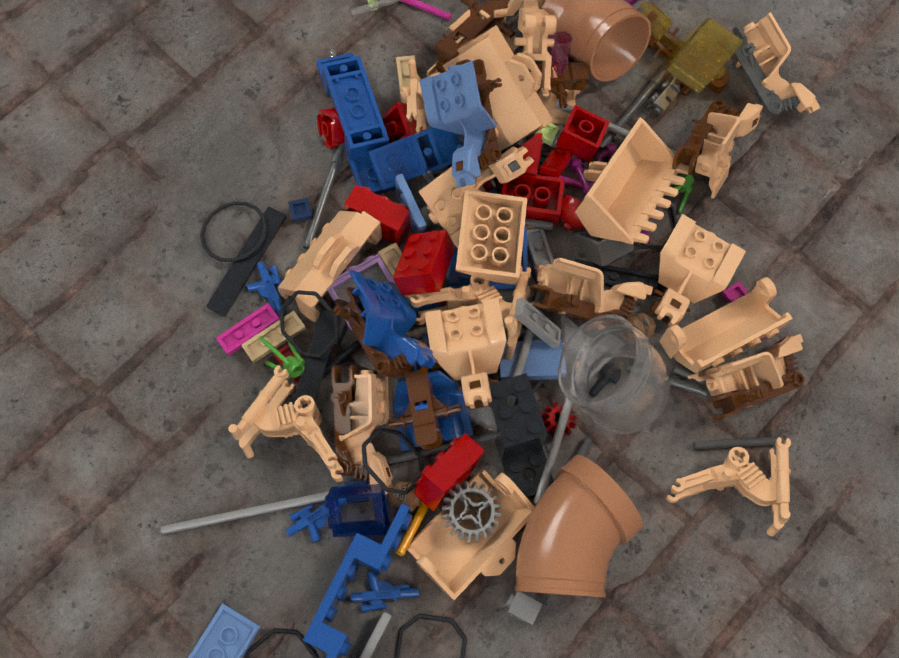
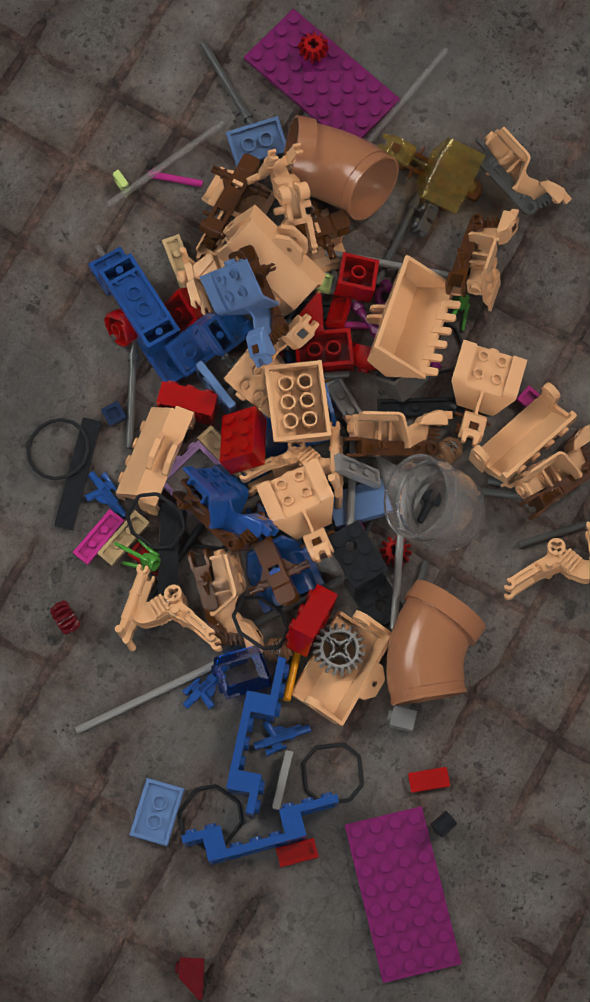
camera: 10 degrees left, 5 degrees up
(185, 403) = (65, 617): none -> dark red gear
(560, 51) = (318, 206): clear pink plate -> none

